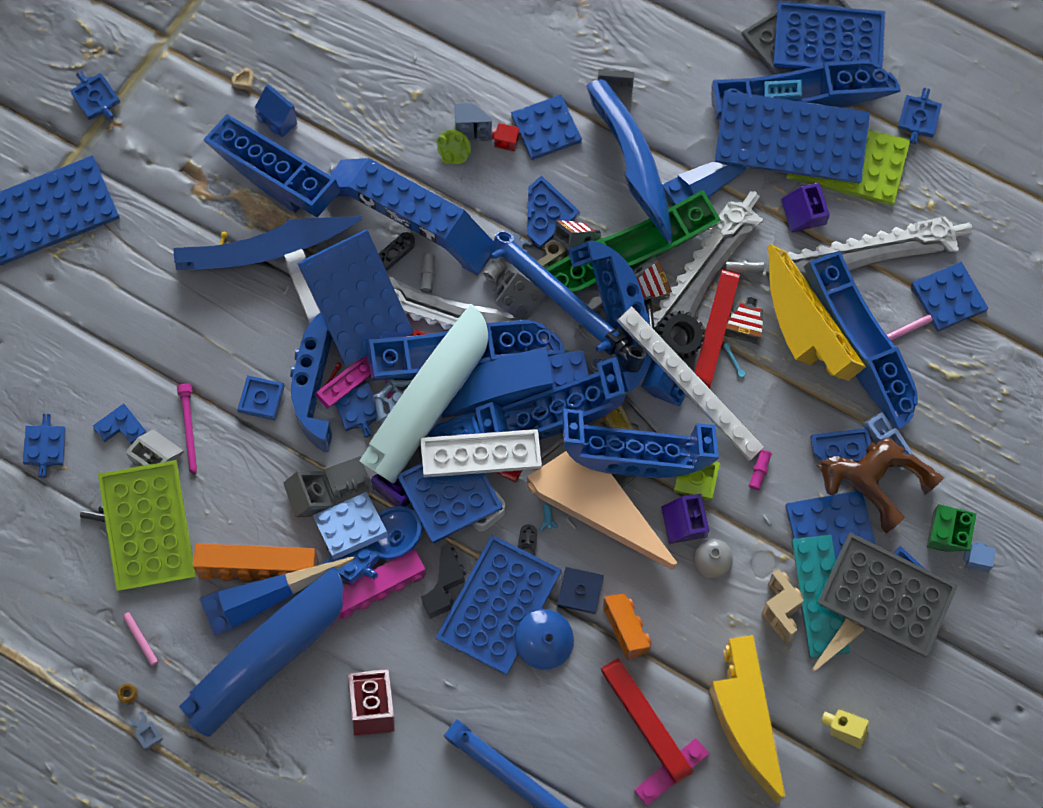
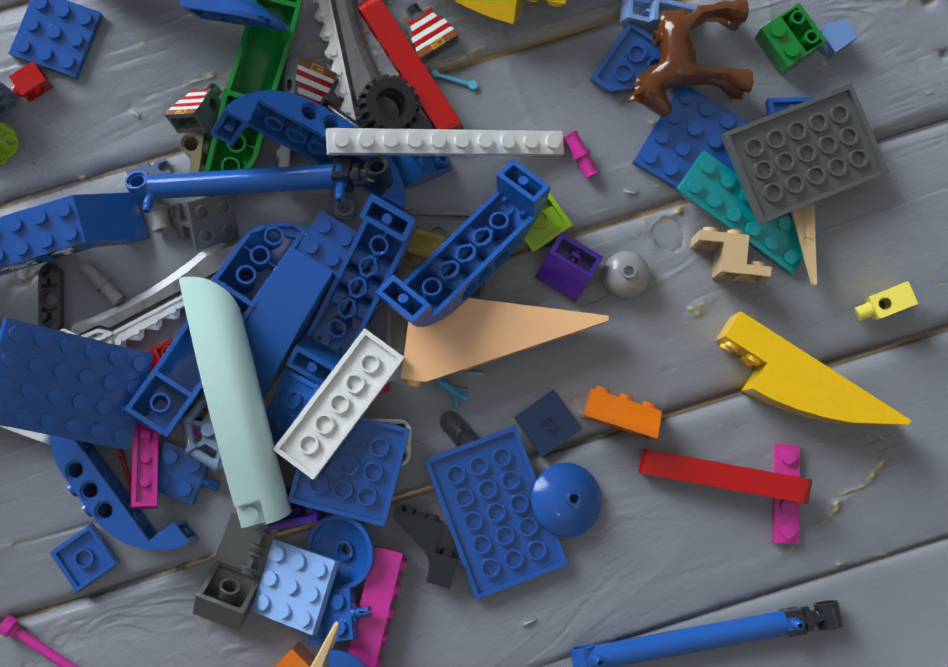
camera: 50 degrees left, 15 degrees up
(544, 208) = (141, 113): blue plate -> none

